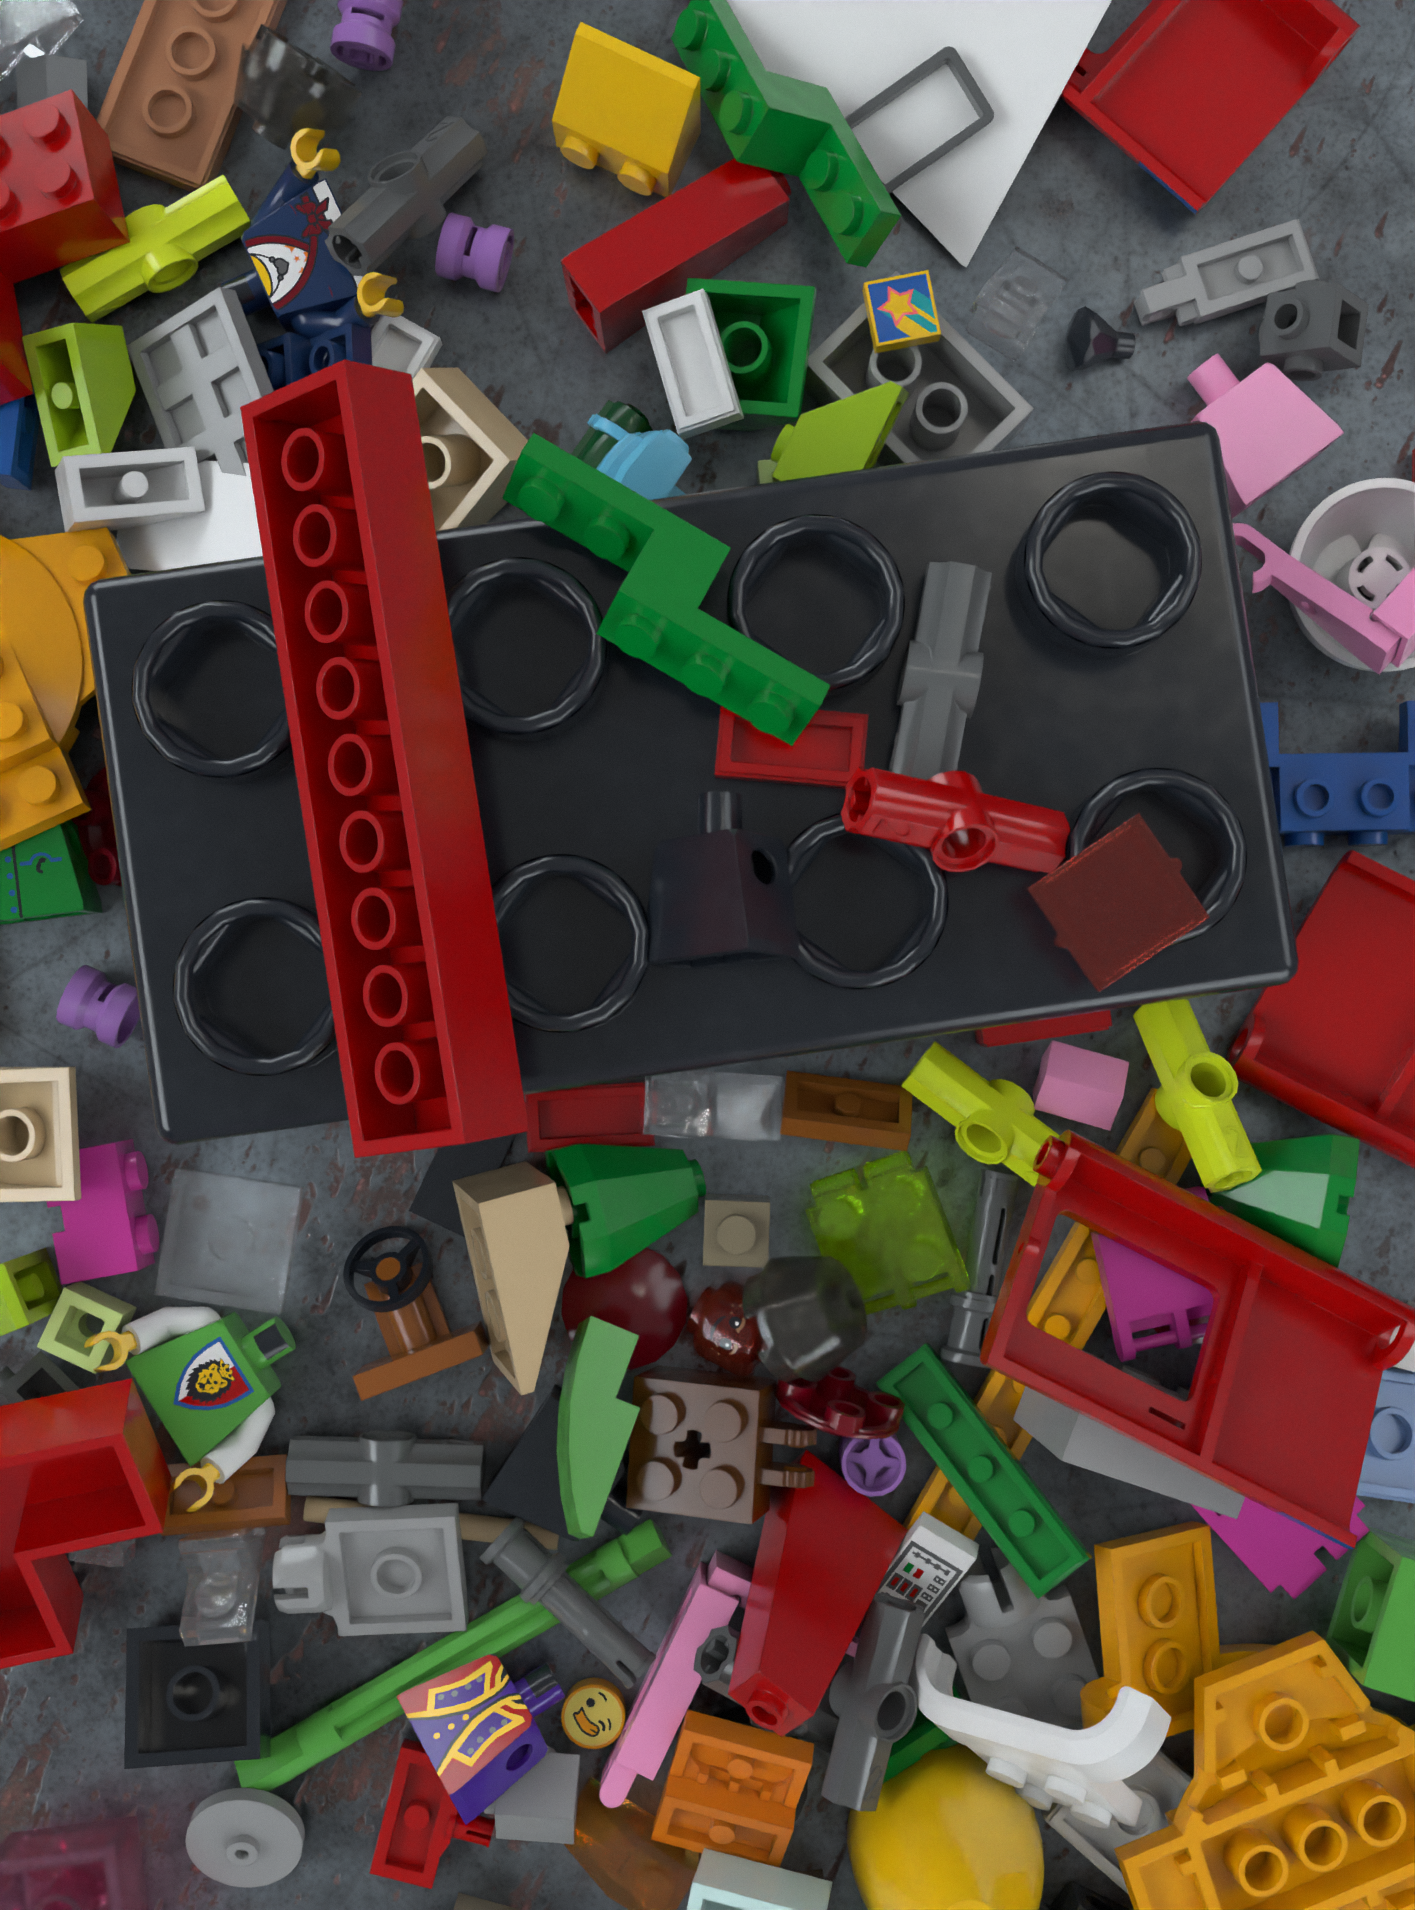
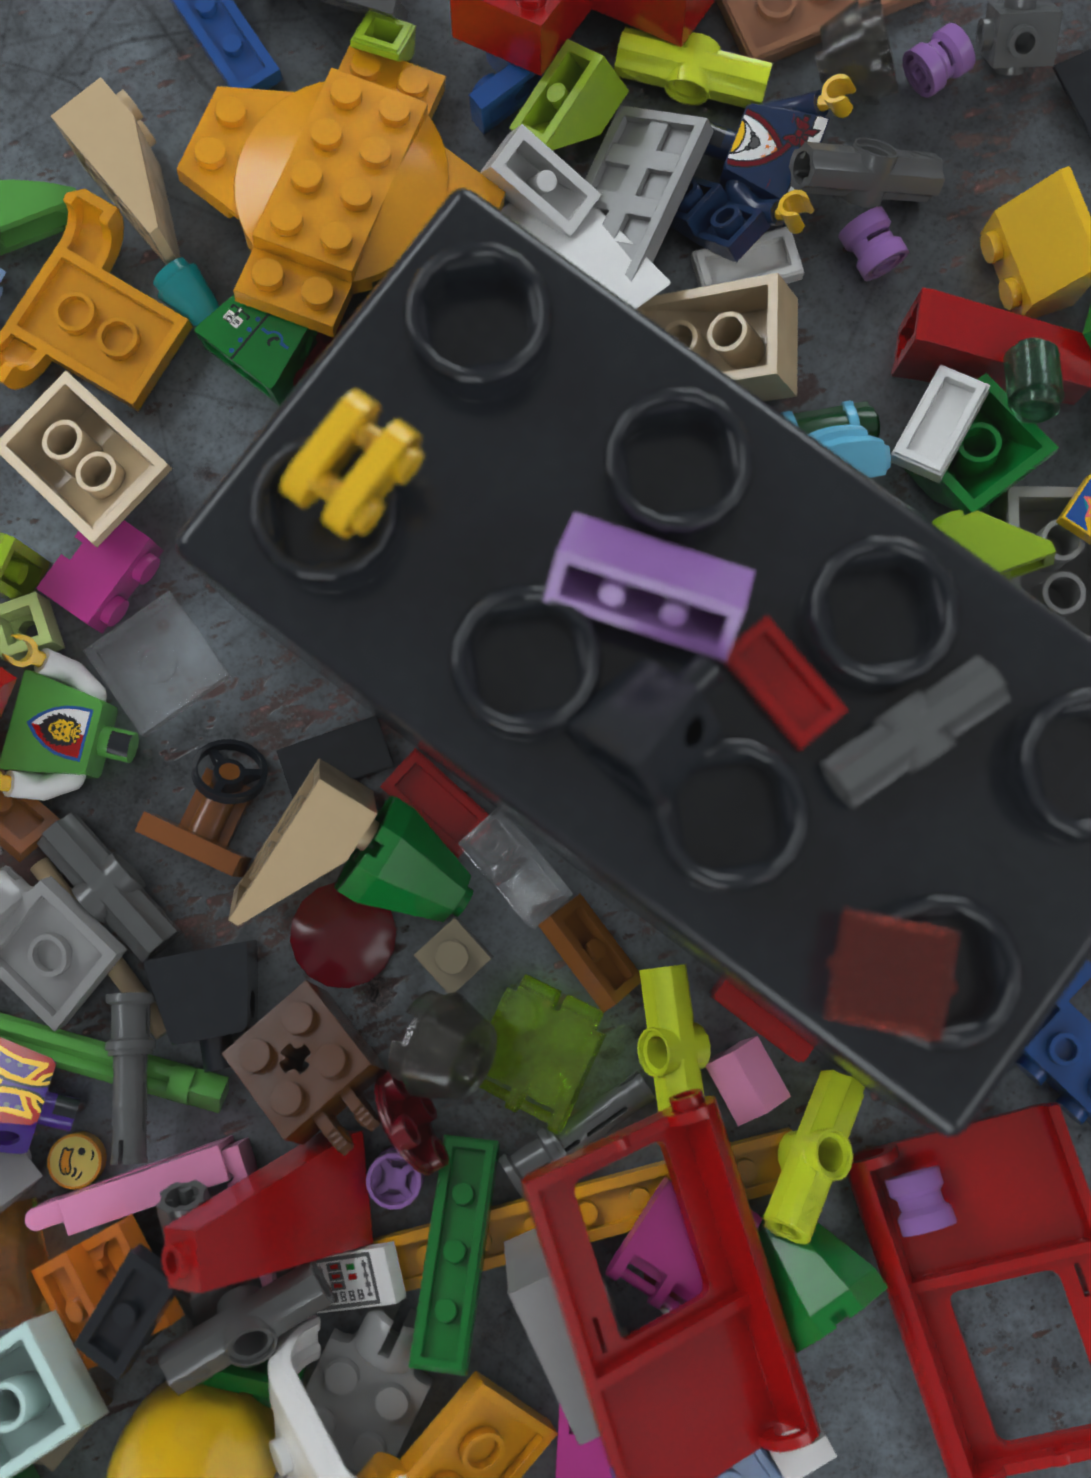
camera: 45 degrees right, 5 degrees down
(99, 1006) = (219, 447): medium lavender wheel -> none
(287, 957) = (356, 501): none -> yellow brick
(383, 762) = (527, 448): red brick -> none
(593, 1421) = (254, 981): bright green slope -> none
(601, 777) = (650, 586): none -> medium lavender brick
(659, 600) = (799, 511): green bracket -> none
(722, 1331) = (385, 1007): clear red head -> none
(736, 248) = (1034, 380): none -> clear green brick
(767, 1790) = (127, 1313): none -> black plate
(954, 820) = (839, 823): red piece -> none
(1318, 1041) = (920, 1201): none -> medium lavender wheel

